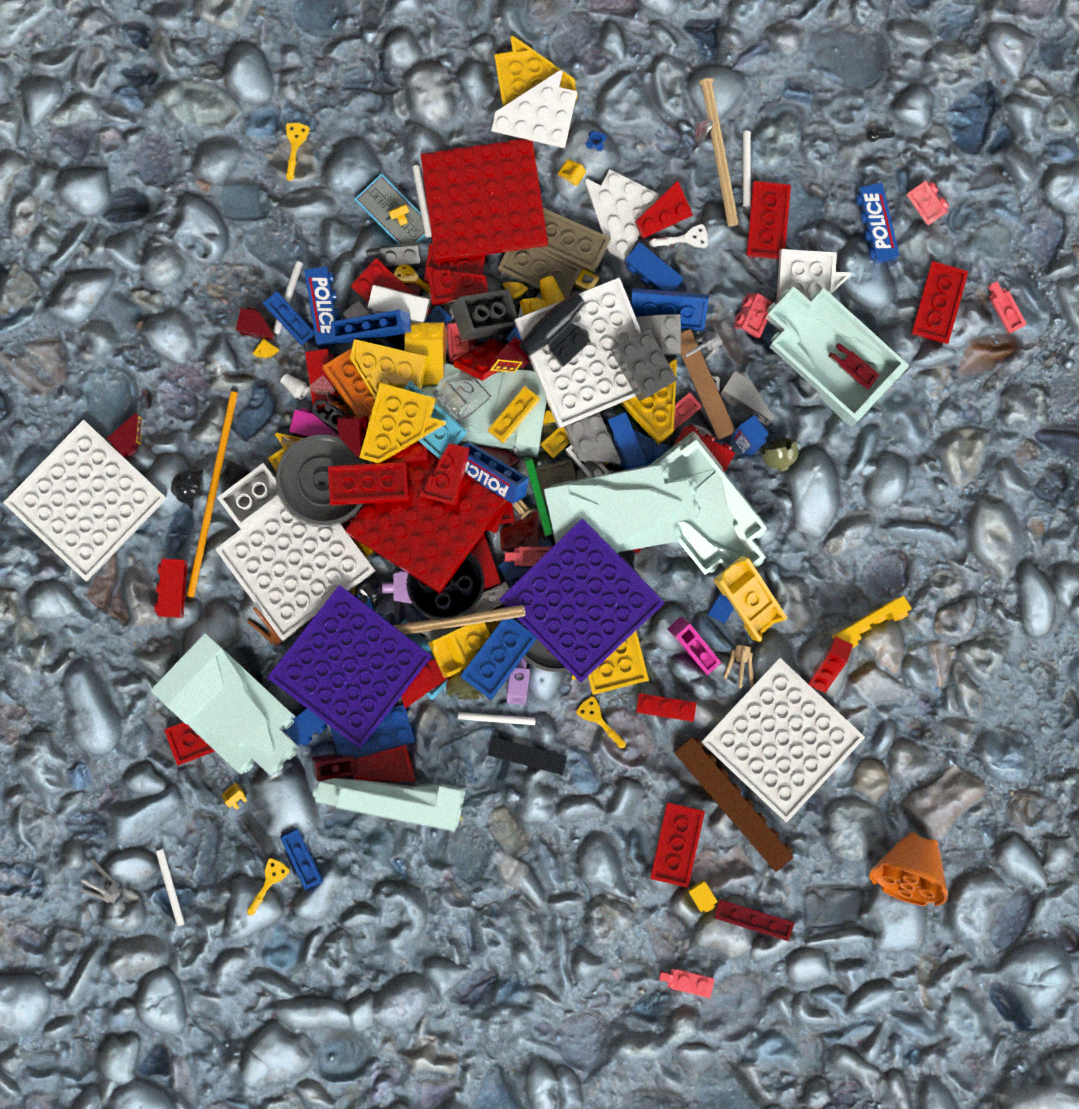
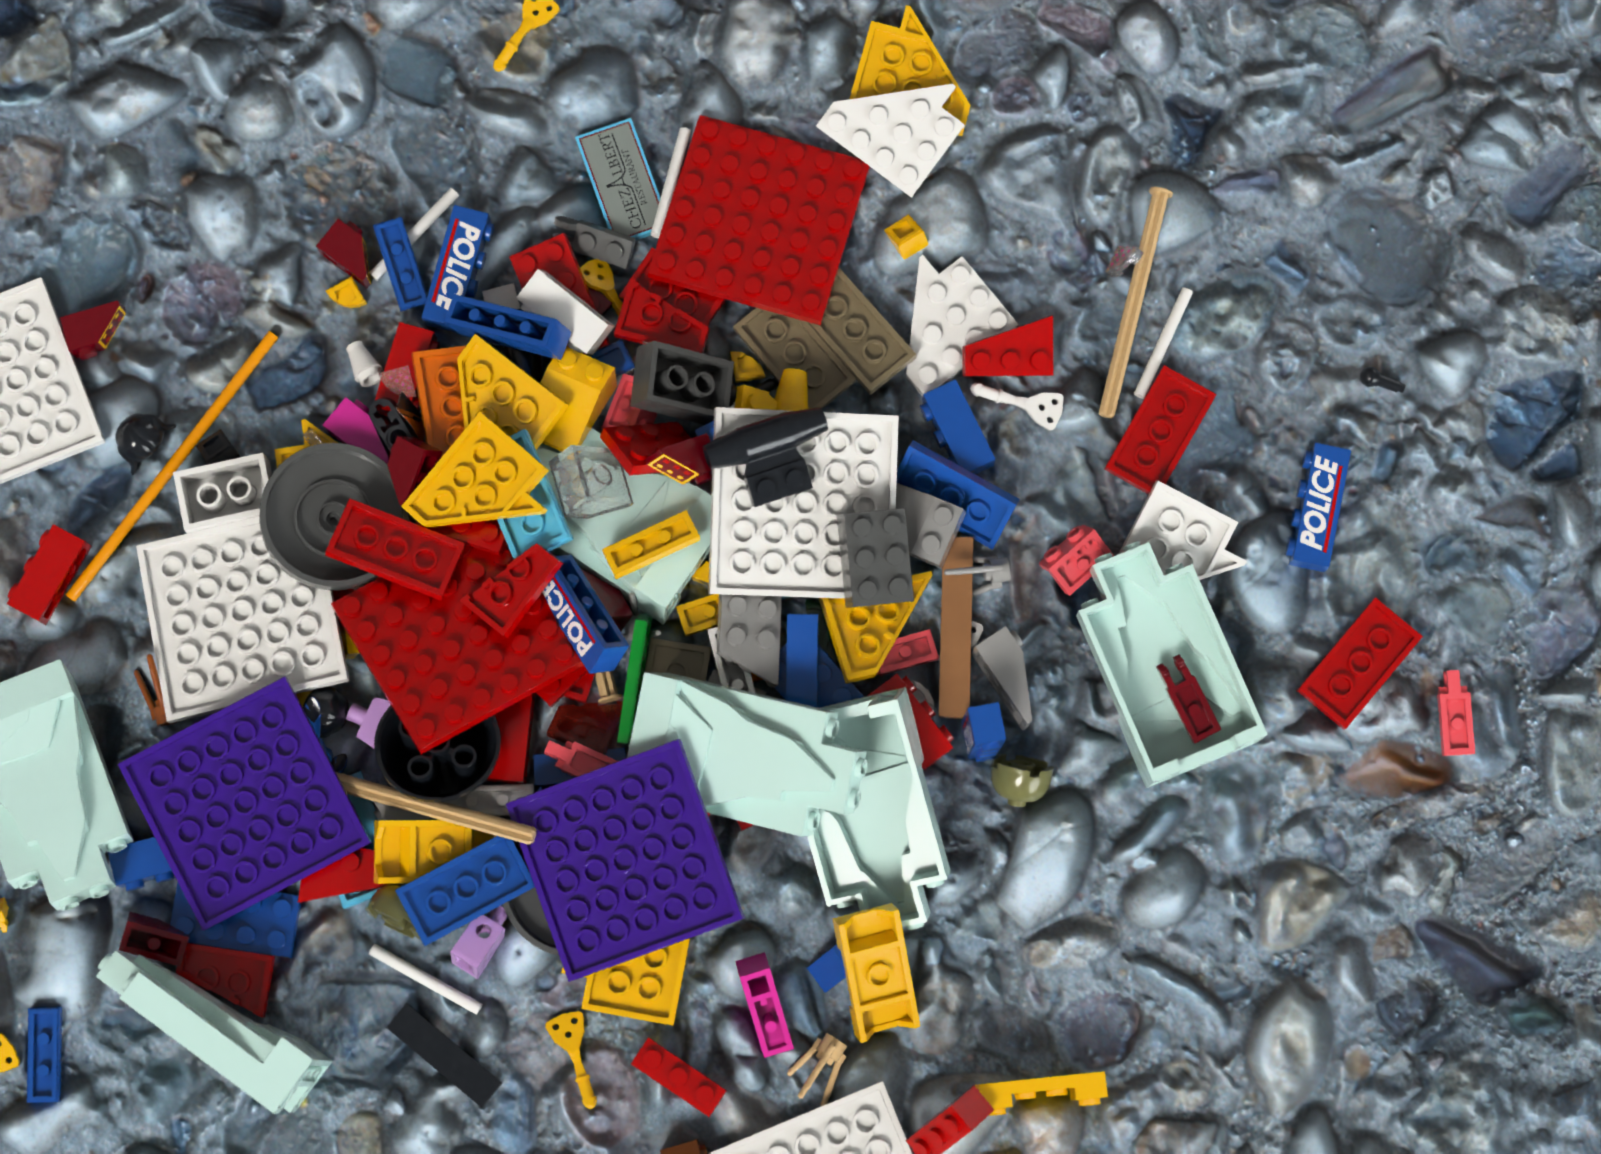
camera: 25 degrees right, 5 degrees down
(398, 213) = (628, 184): yellow tile -> none
(586, 280) = (854, 400): yellow slope -> none
(596, 145) = (961, 198): blue plate -> none
(928, 202) = (1409, 509): coral bracket -> none

